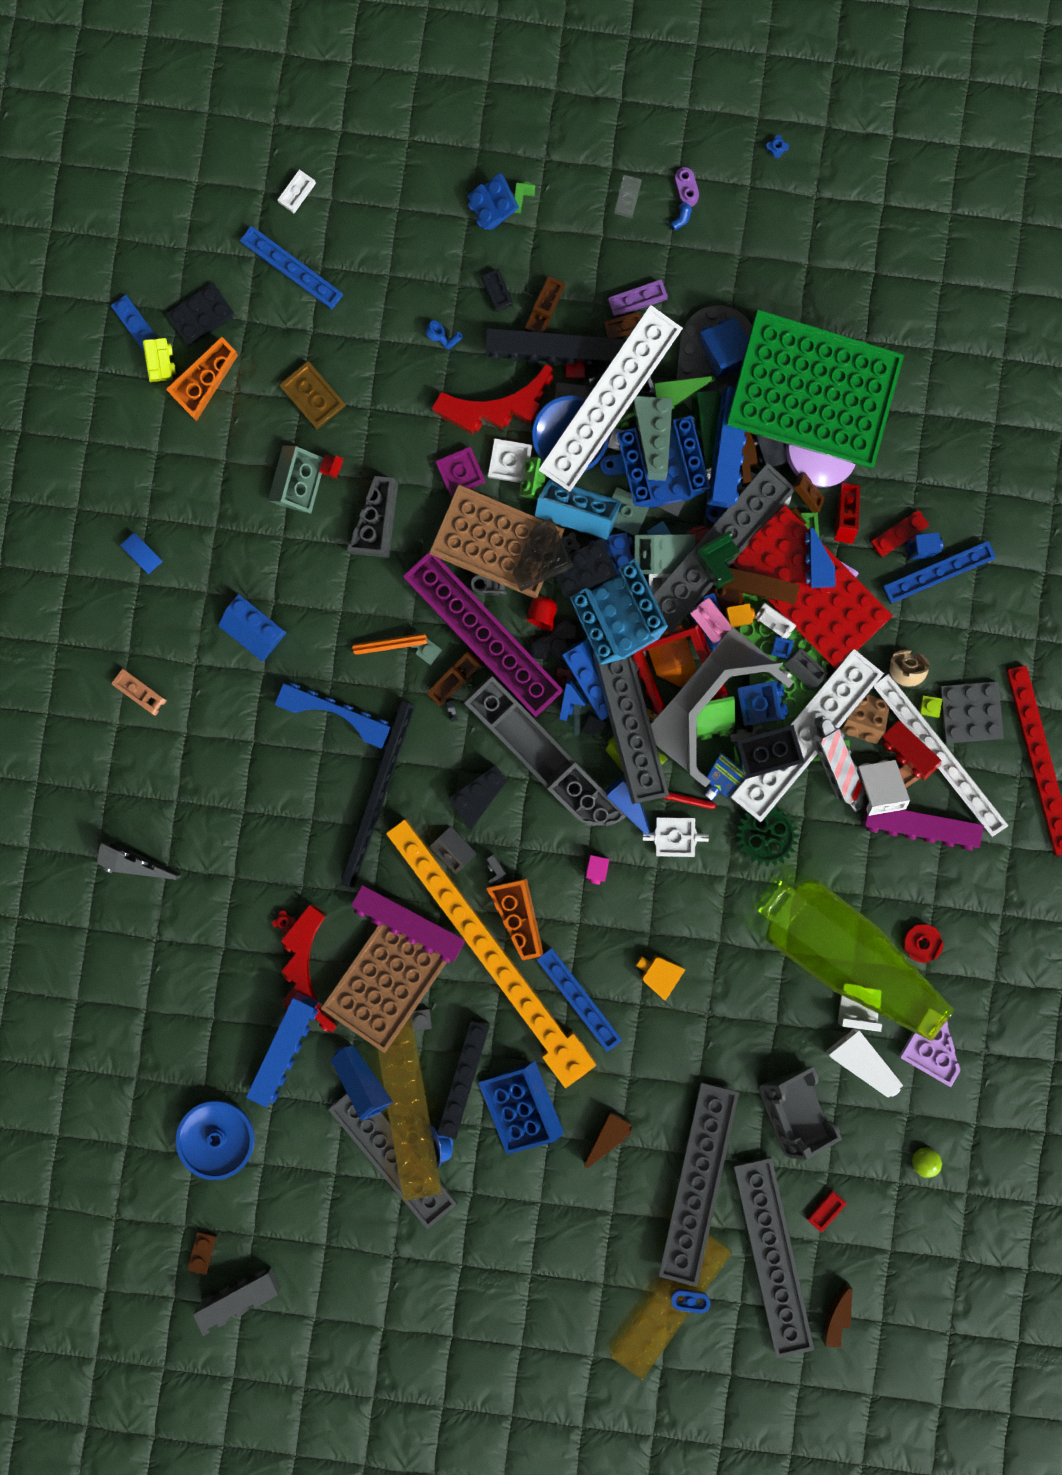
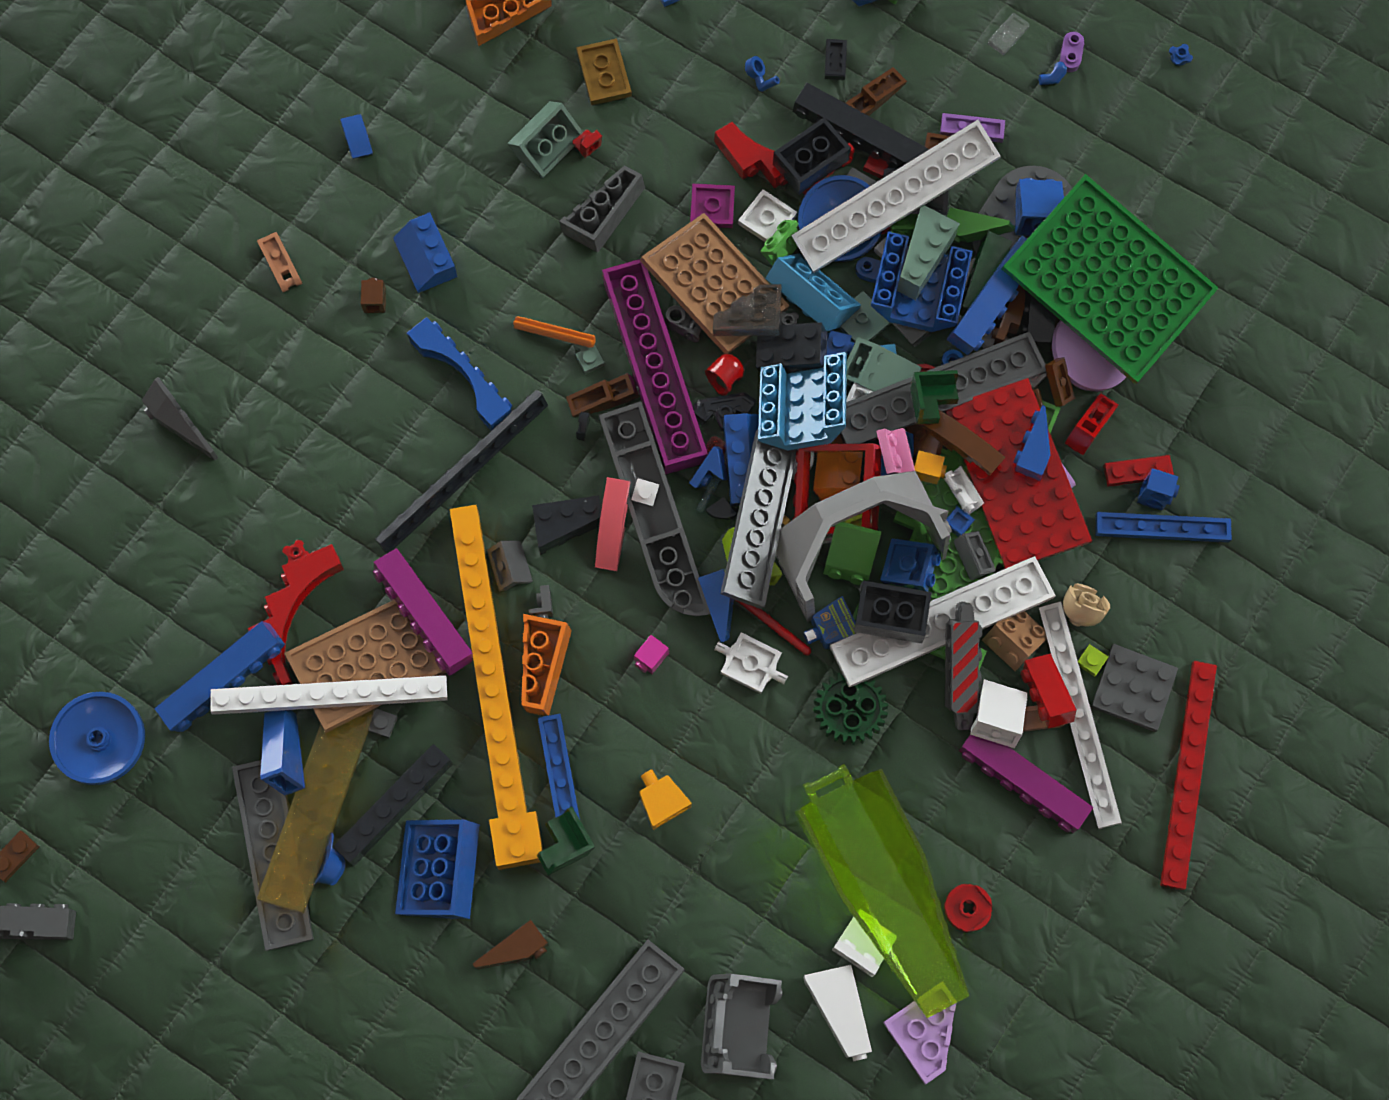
camera: 25 degrees right, 15 degrees down
(229, 683) = (373, 296): none -> reddish brown brick
(373, 1025) = (328, 694): none -> white plate
(517, 782) = (612, 524): none -> coral slope
(523, 394) = (811, 155): none -> black brick
(530, 745) = (645, 492): none -> white plate
(612, 1047) = (570, 842): none -> dark green panel

